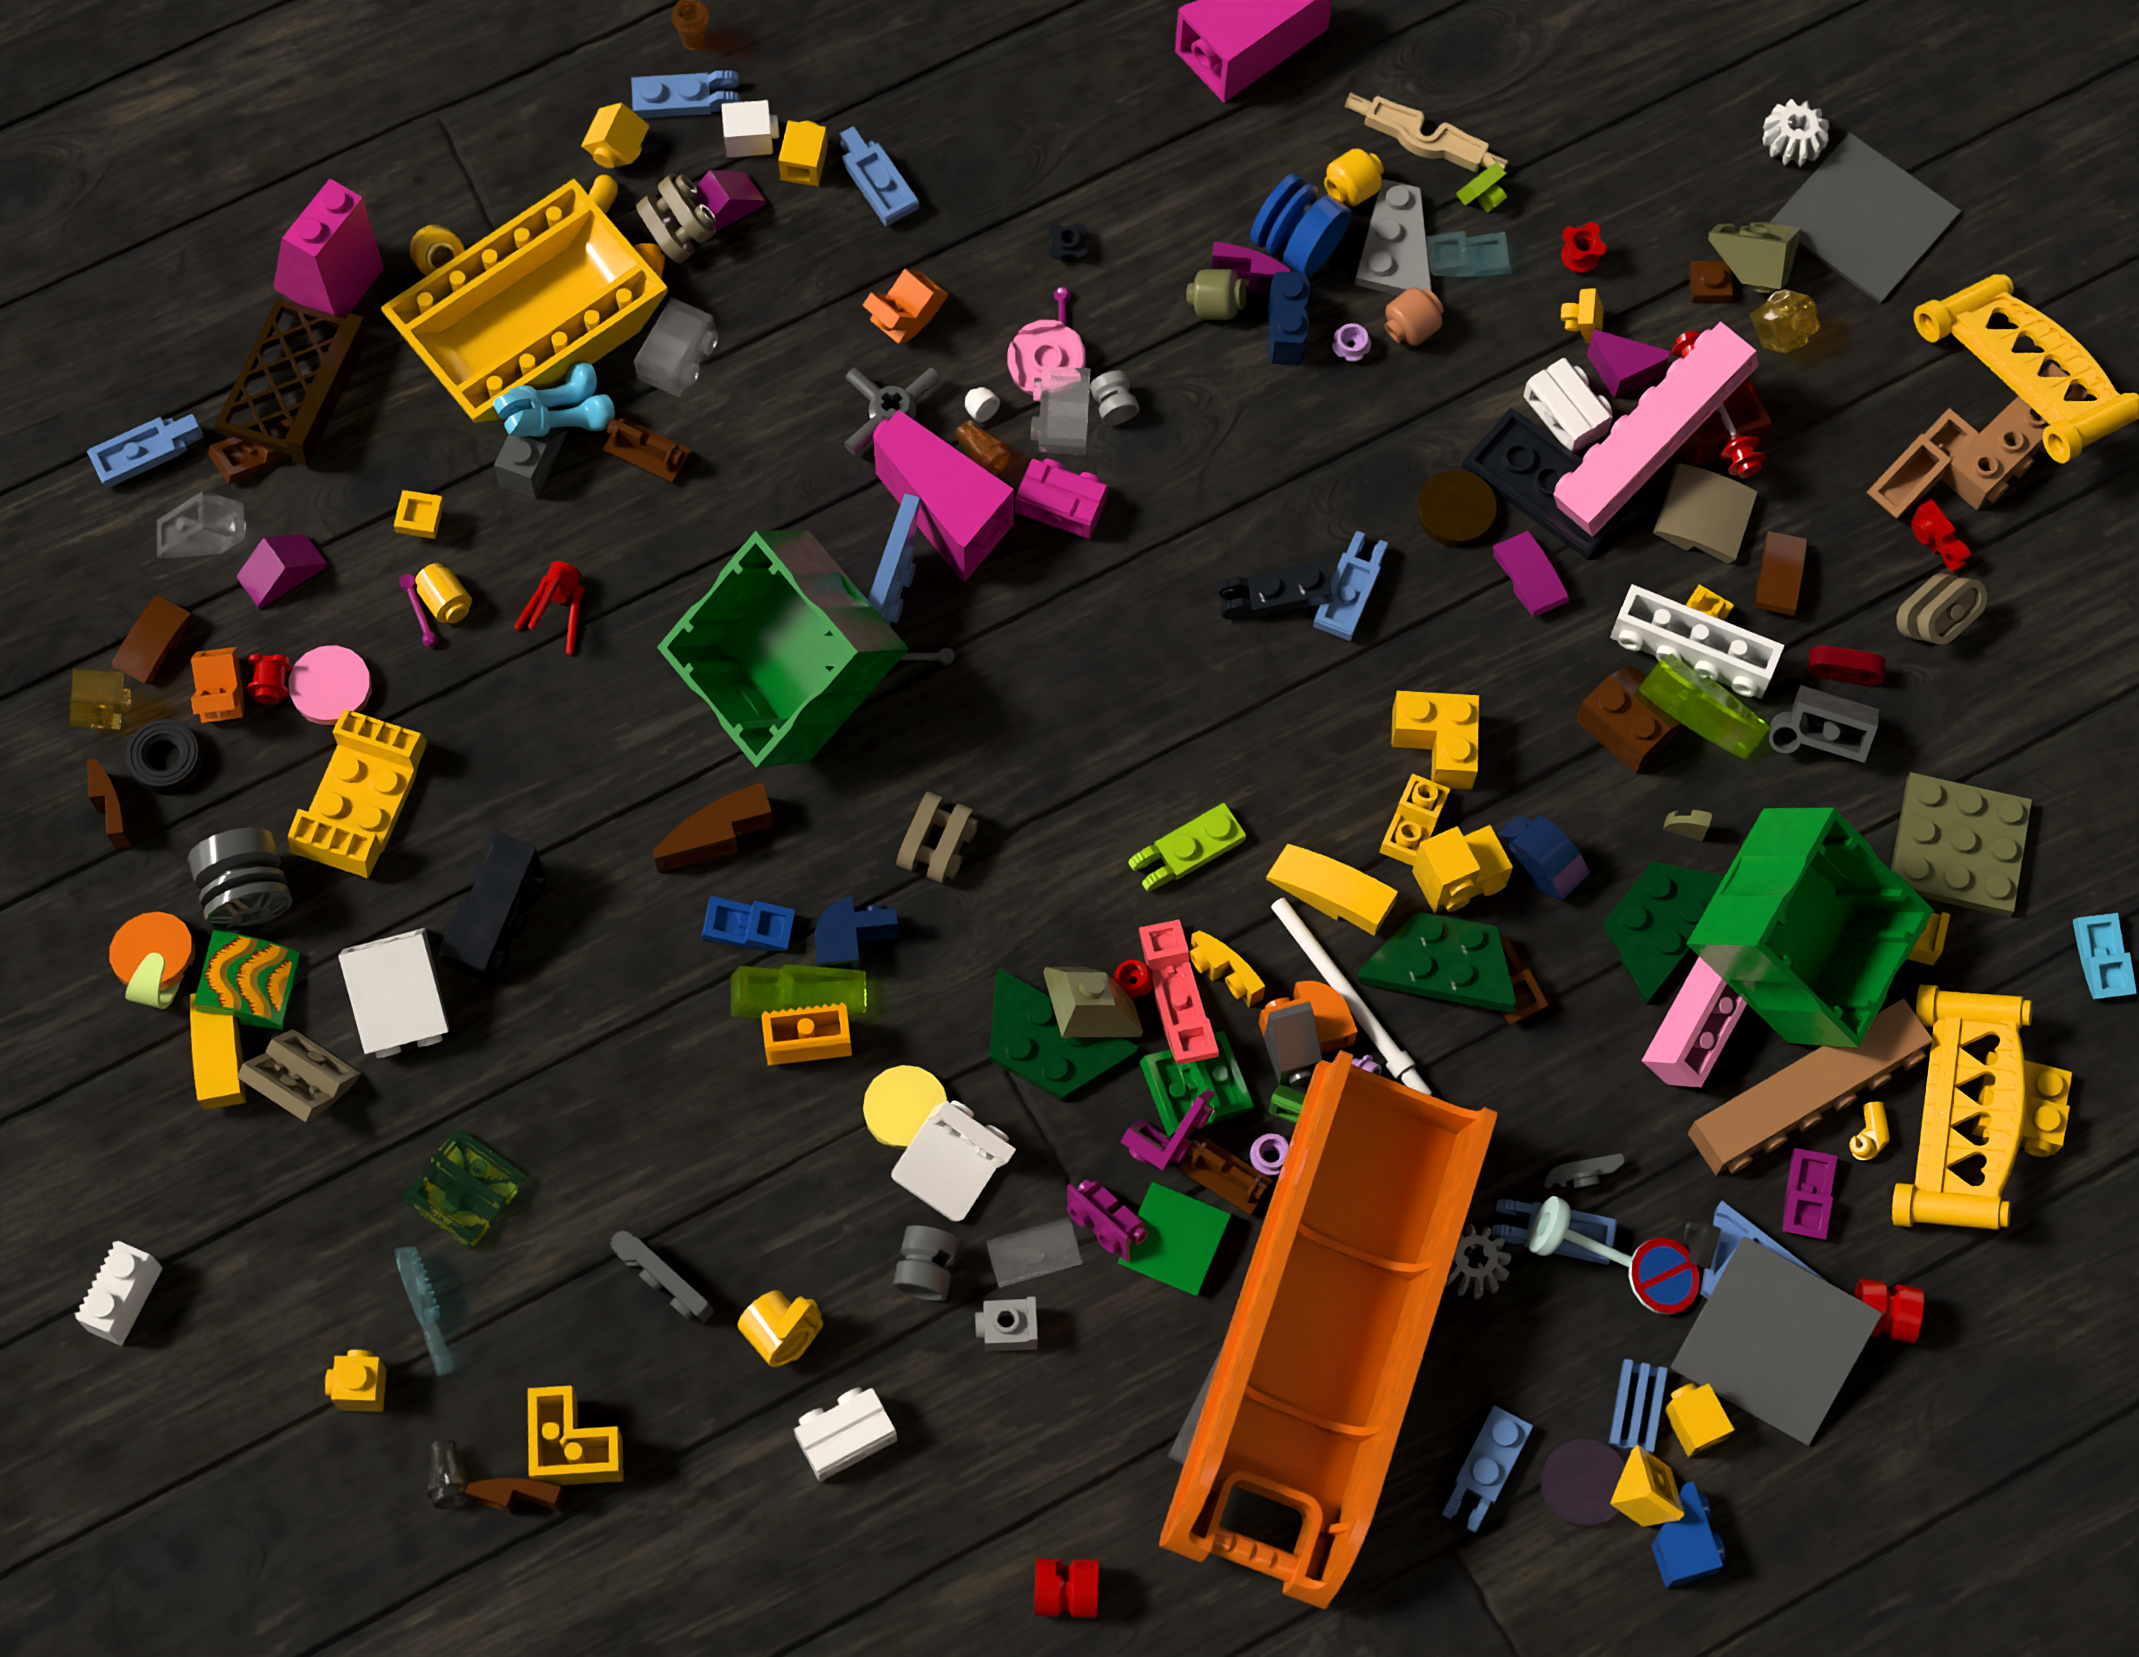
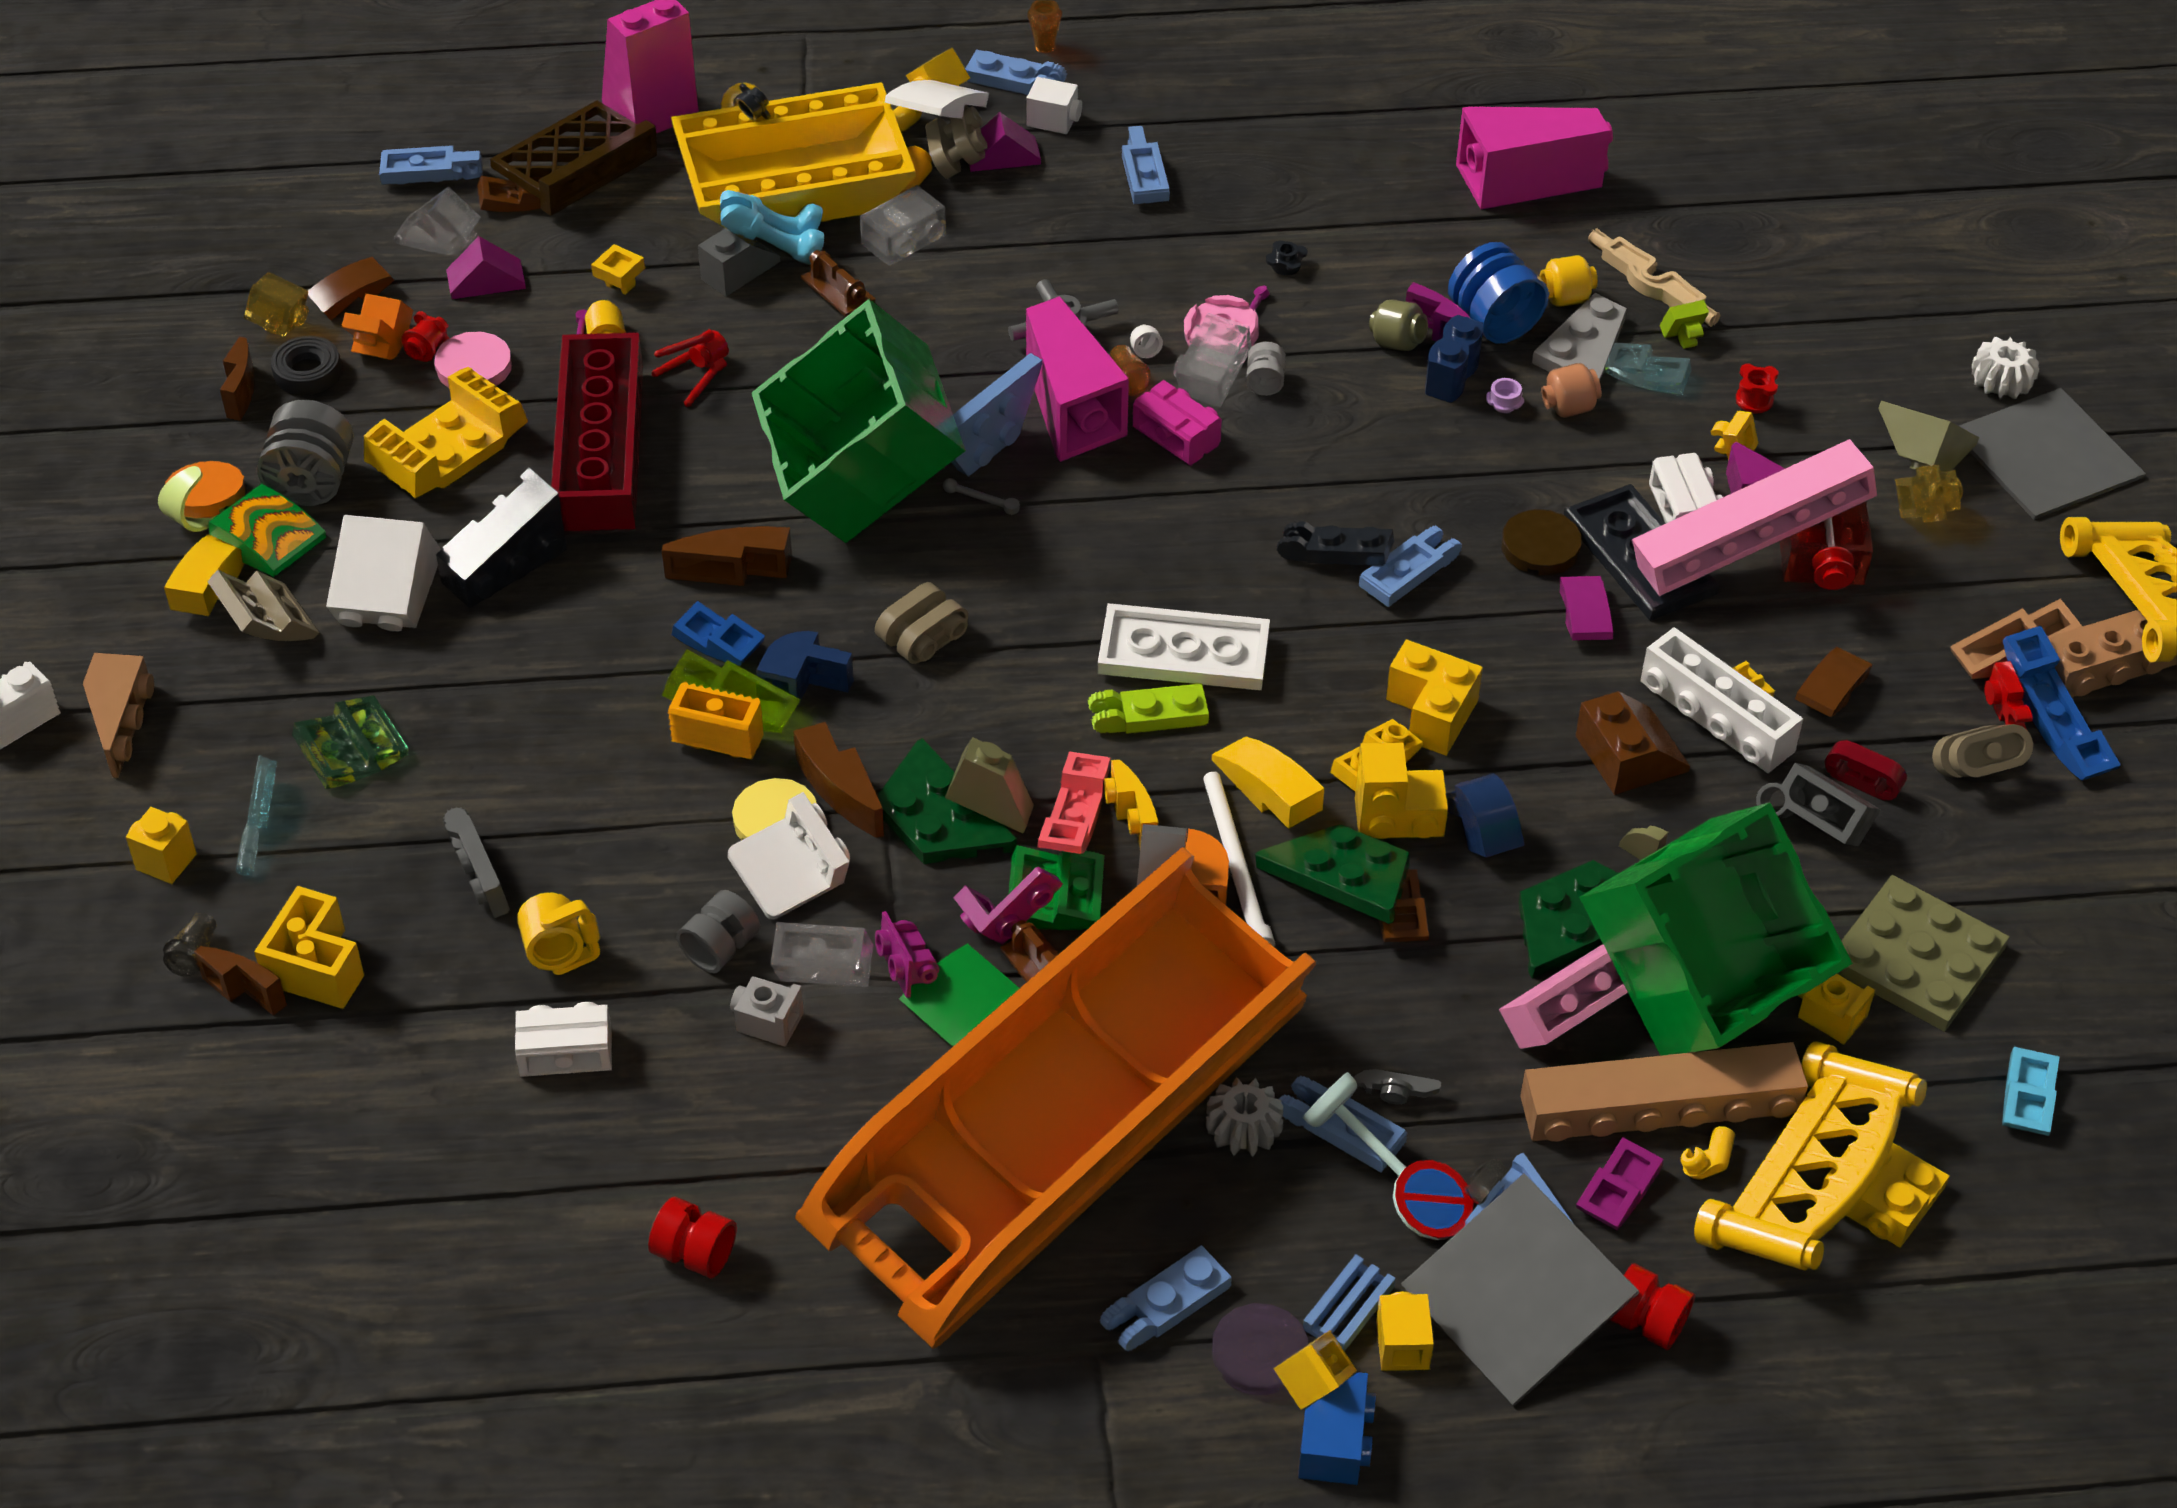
camera: 25 degrees right, 20 degrees down
(211, 1235) = (116, 695): none -> medium nougat slope
(463, 265) = (753, 103): none -> black plate
(512, 731) = (598, 430): none -> dark red brick
(642, 182) = (936, 97): none -> white slope
(803, 153) = (1089, 133): yellow brick -> none
(907, 305) = (1118, 256): orange brick -> none
(947, 1046) = (839, 778): none -> reddish brown slope
(1138, 970) = (1042, 785): red plate -> none
(1188, 765) = (1184, 646): none -> white plate
(1704, 706) = (1702, 751): clear neon green slope -> none
(1705, 512) = (1781, 614): dark tan slope -> none
(1710, 282) = (1875, 449): reddish brown plate -> none
(1983, 532) = (2053, 708): none -> blue slope

